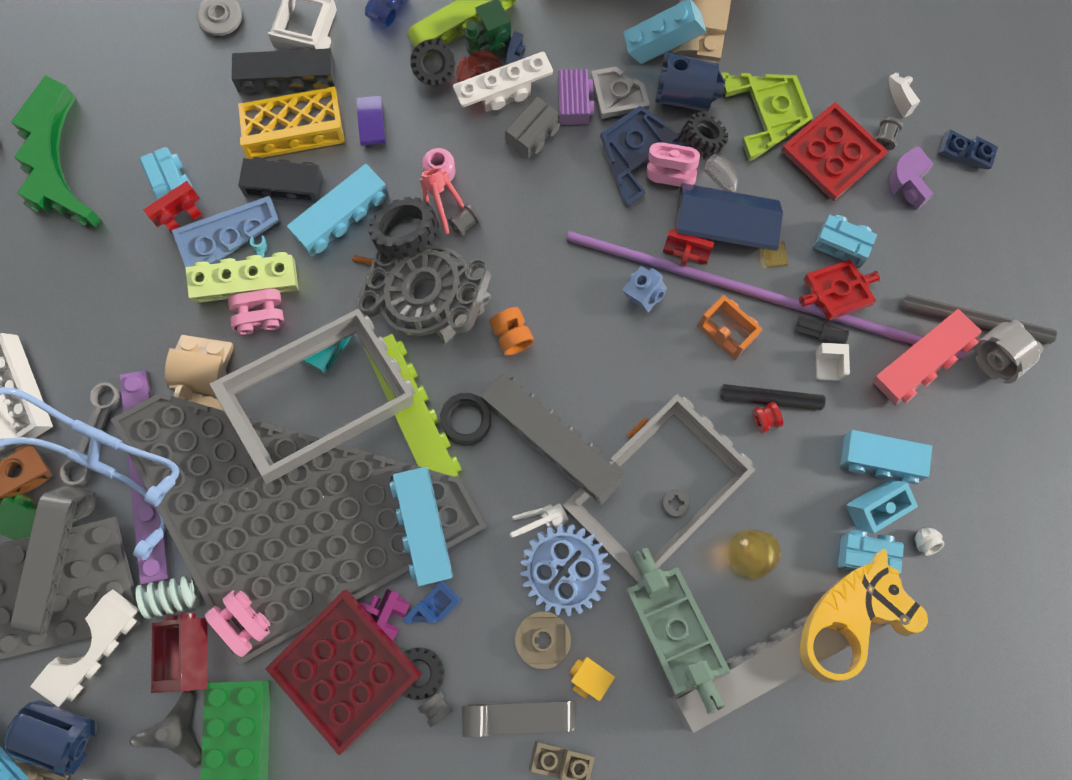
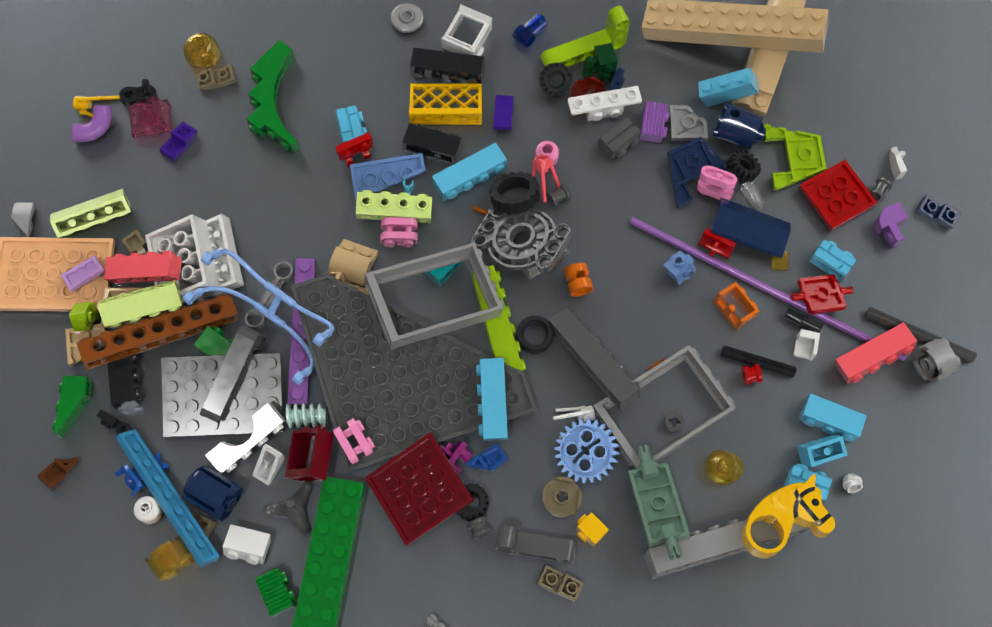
camera: 10 degrees right, 5 degrees down
(127, 676) = (268, 464): none -> white slope

